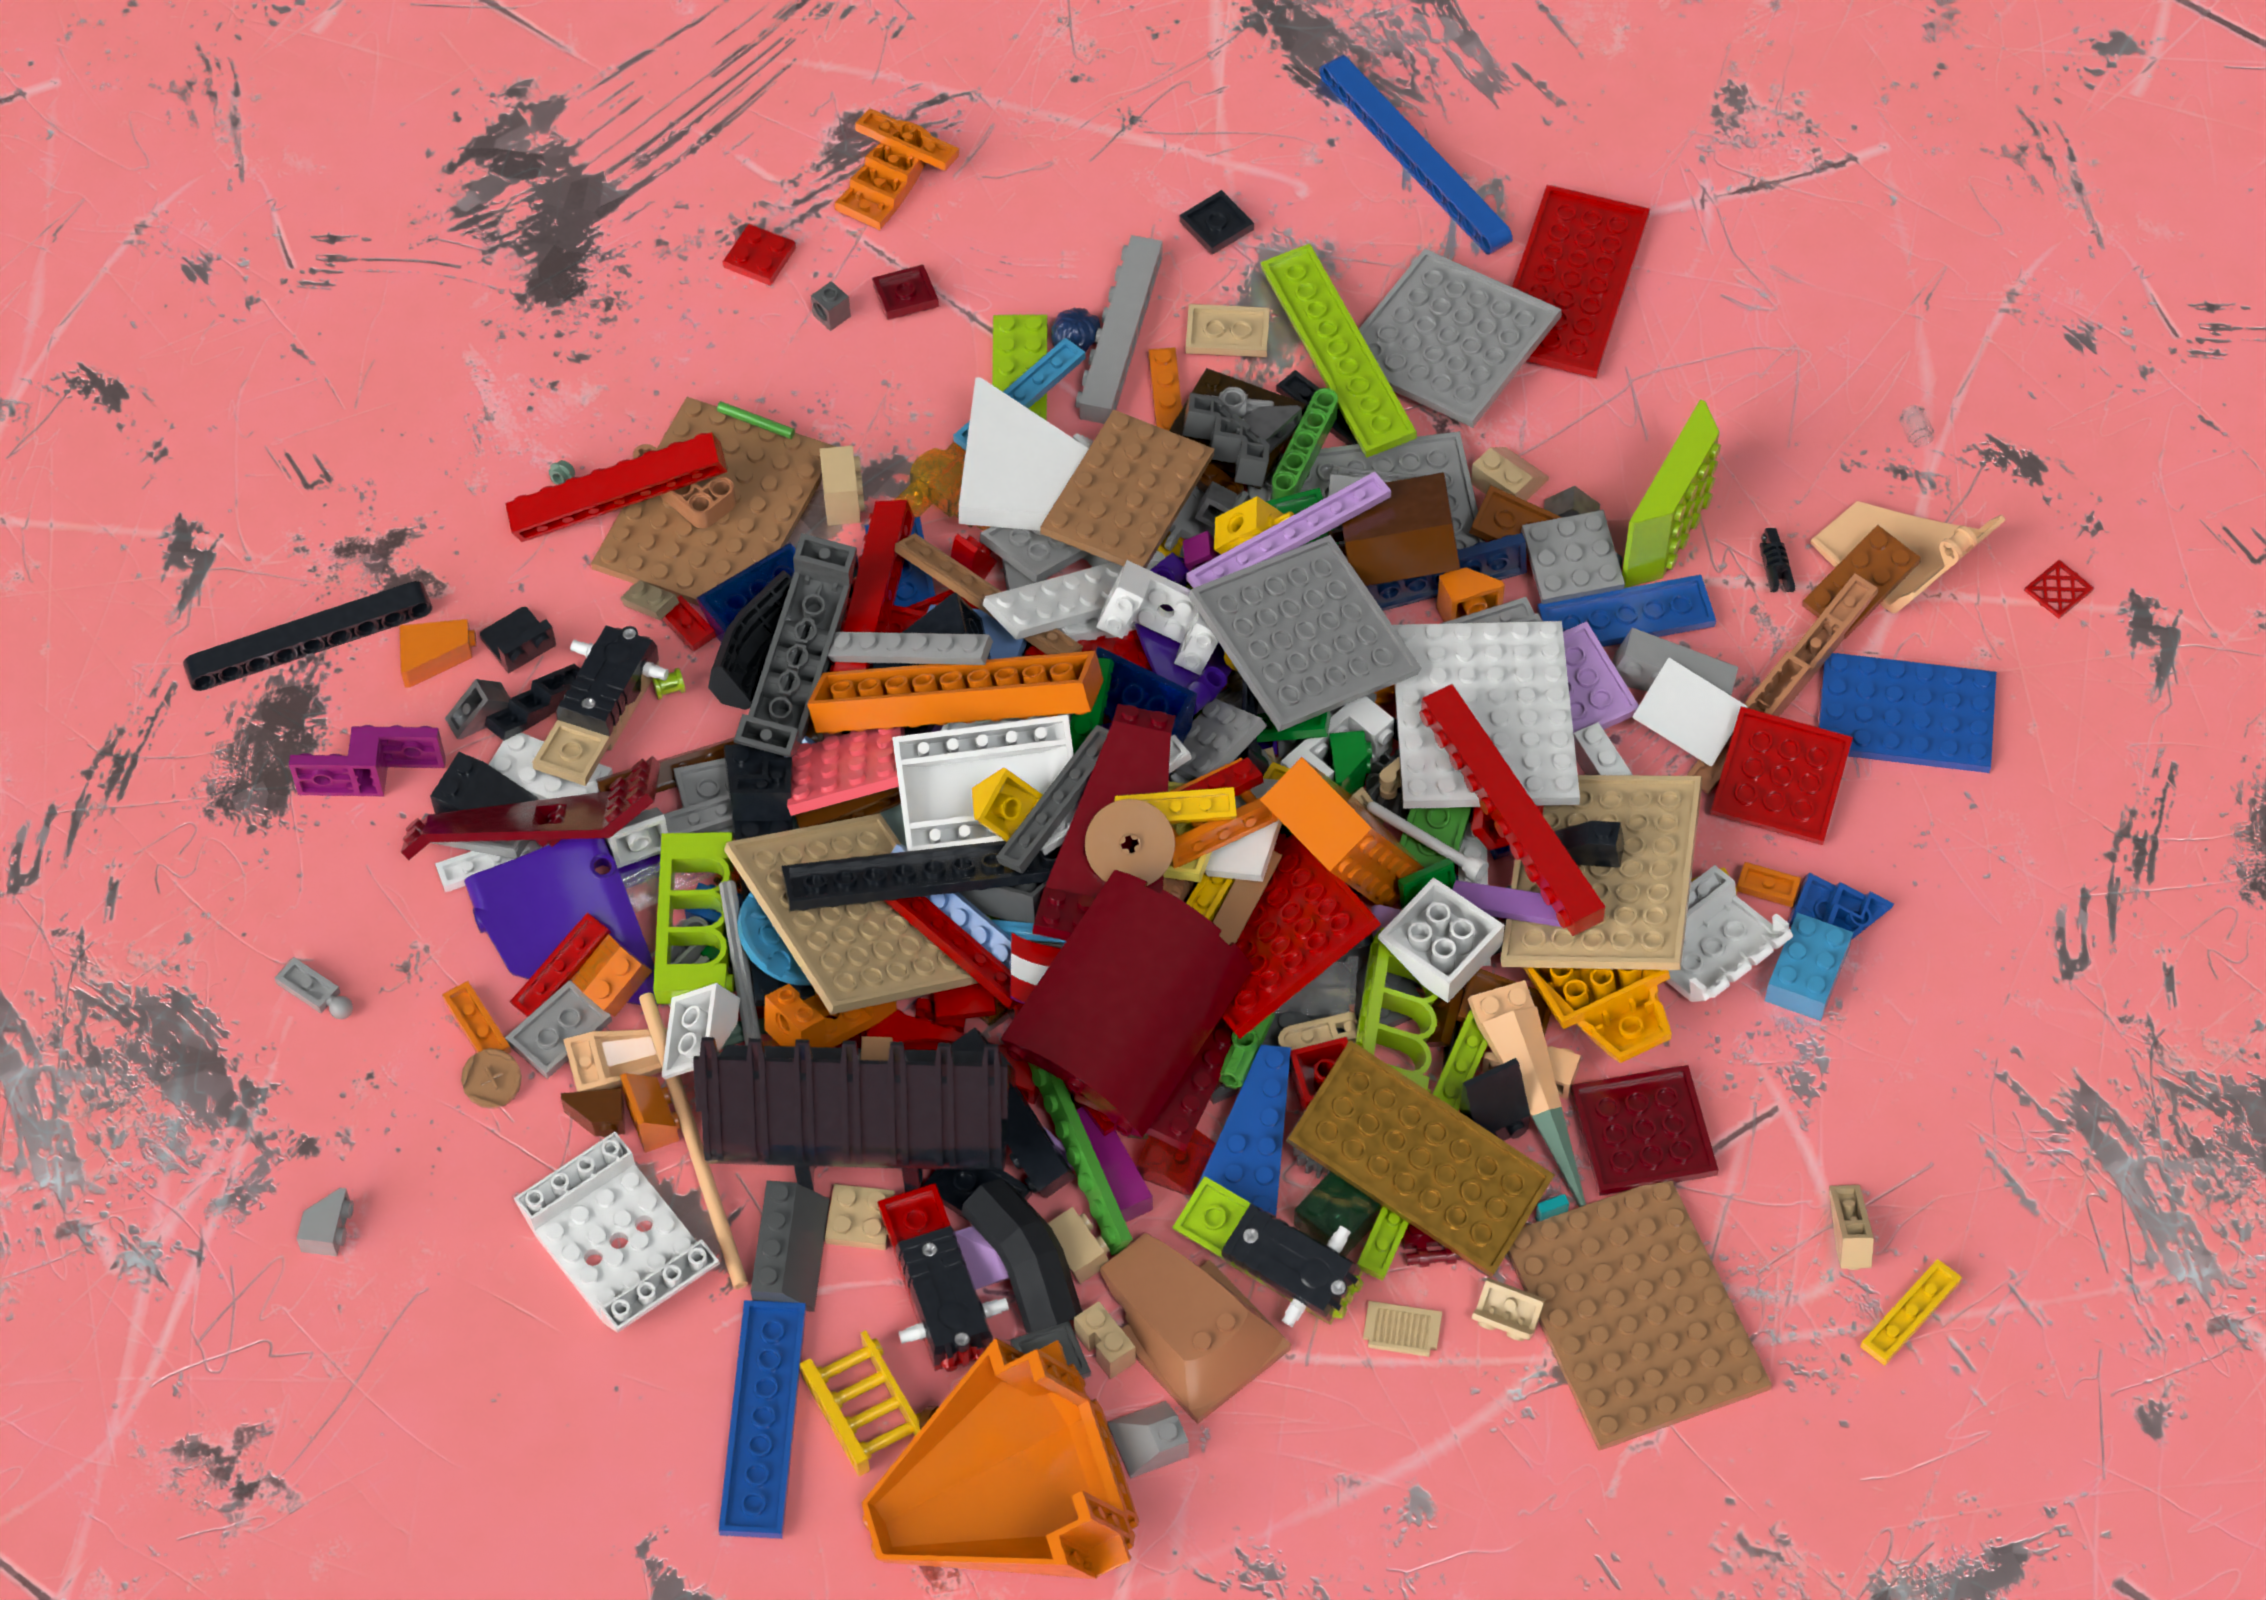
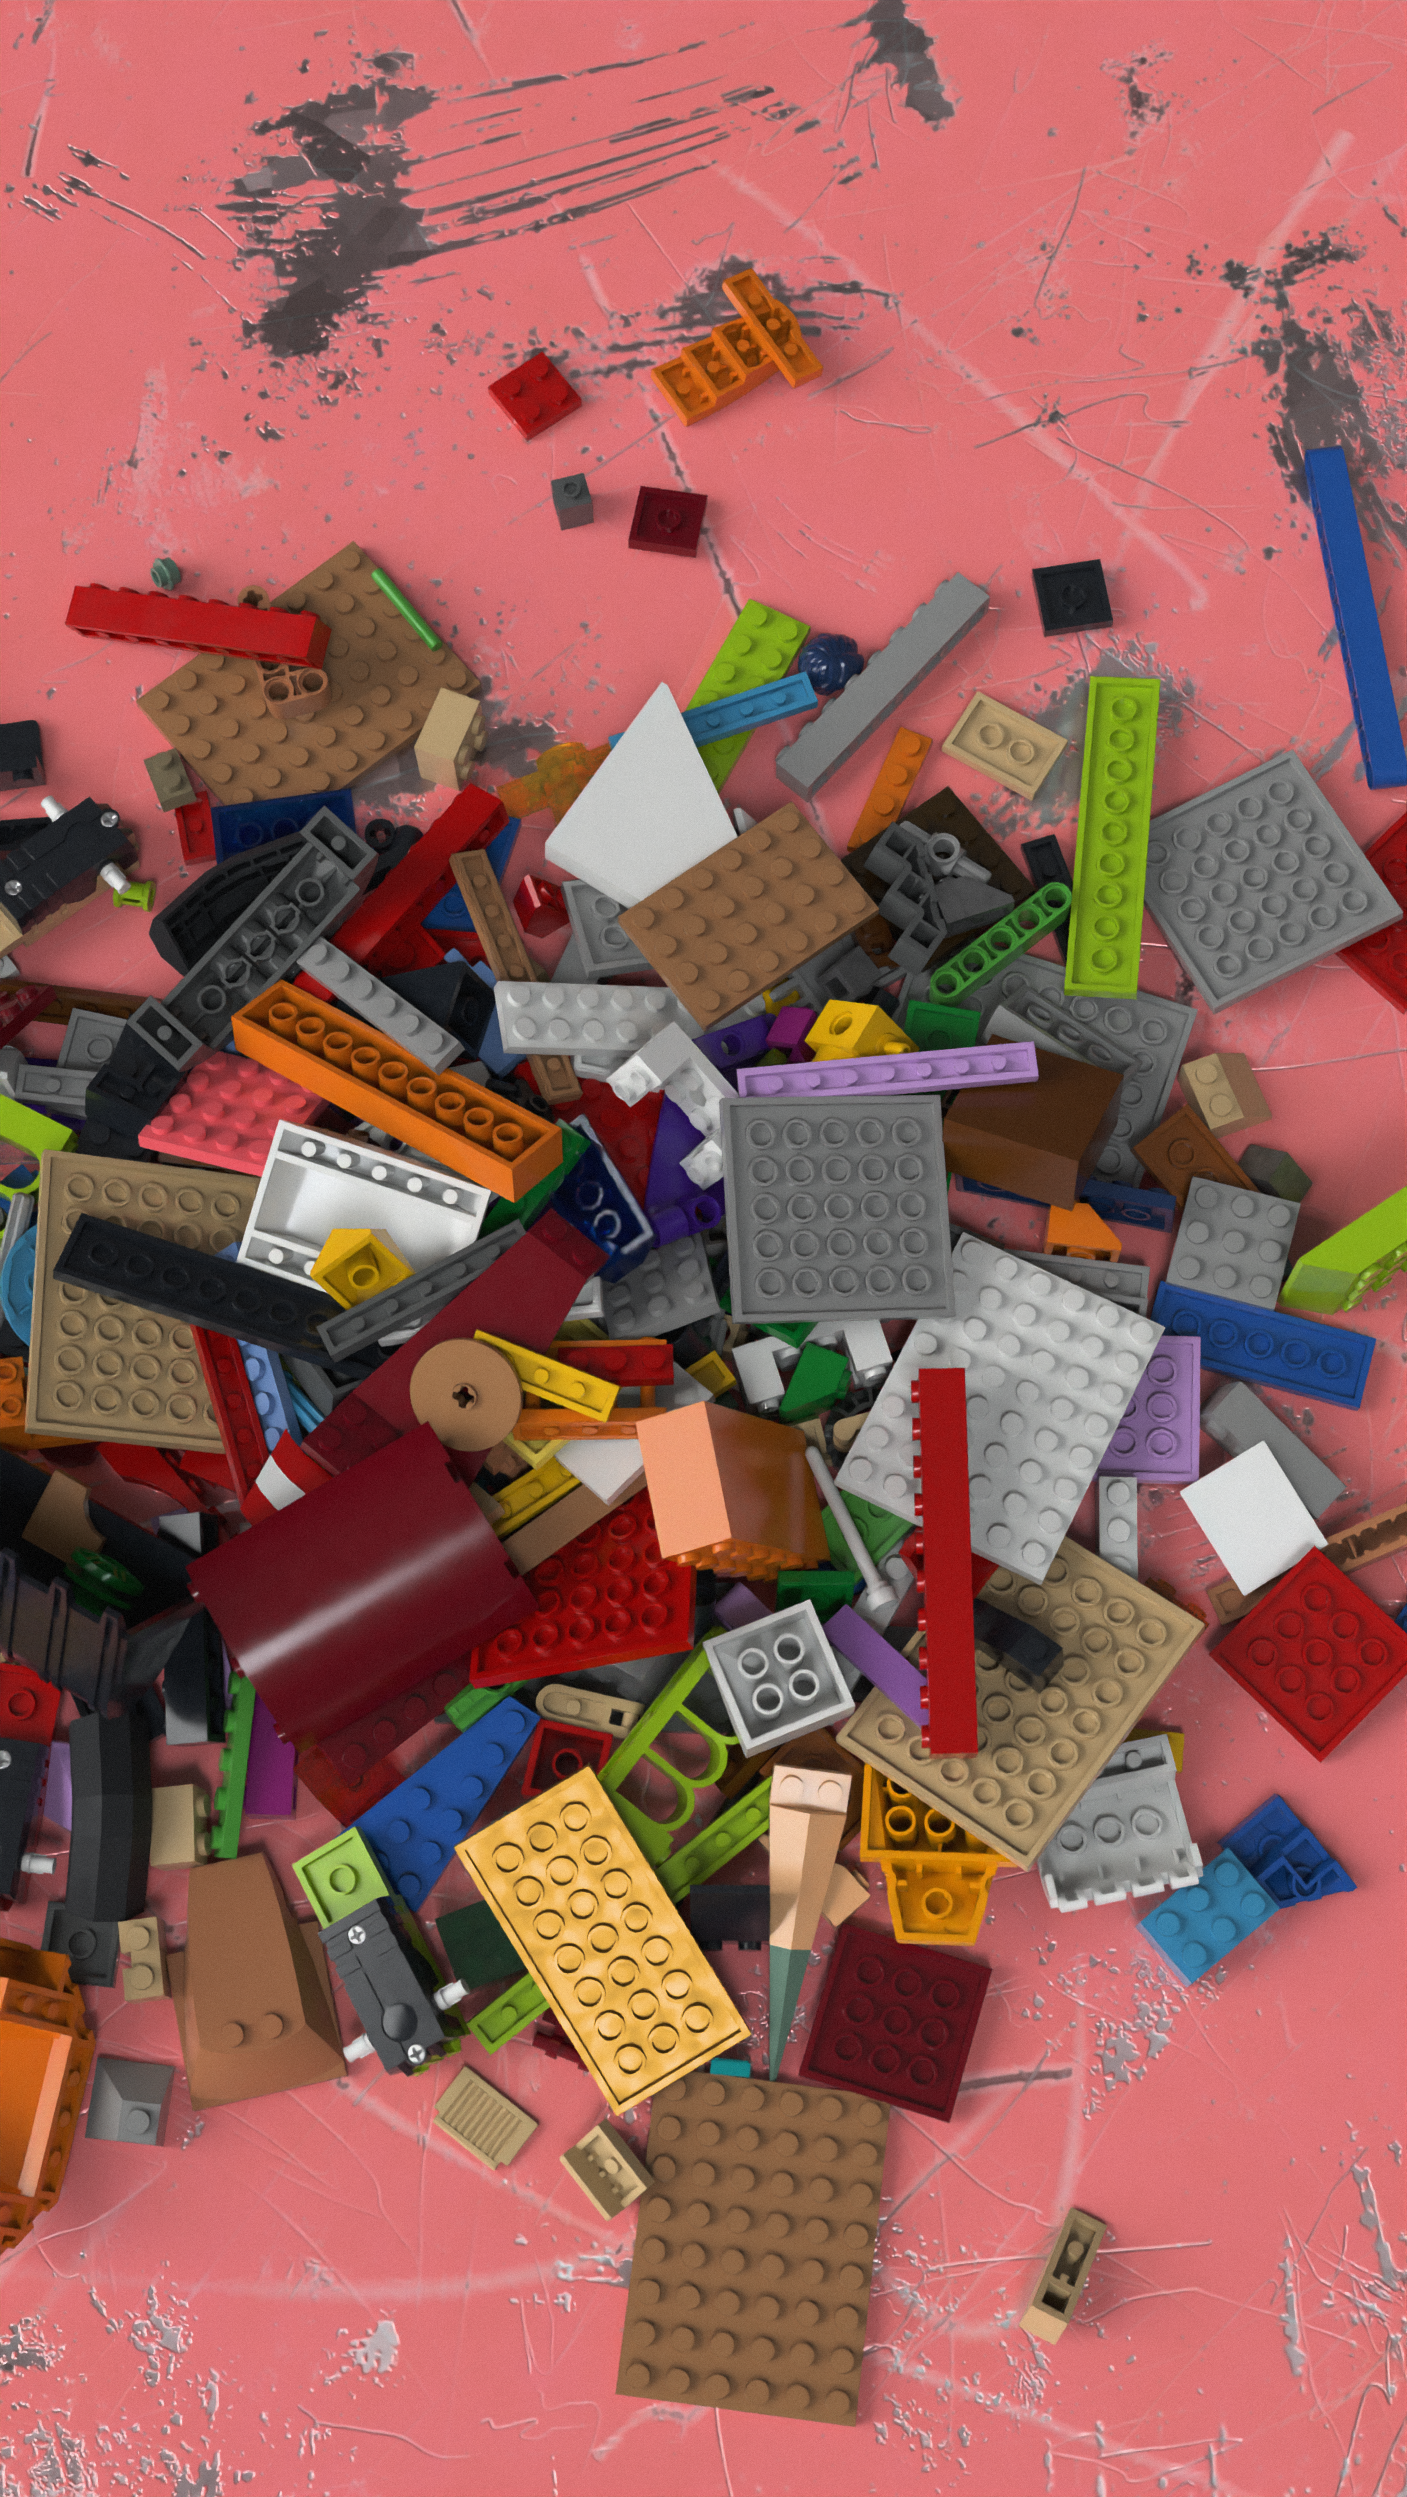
camera: 30 degrees right, 15 degrees up
(1768, 884) = (1223, 1783): orange plate -> none
(1911, 1312) = (1070, 2424): yellow plate -> none

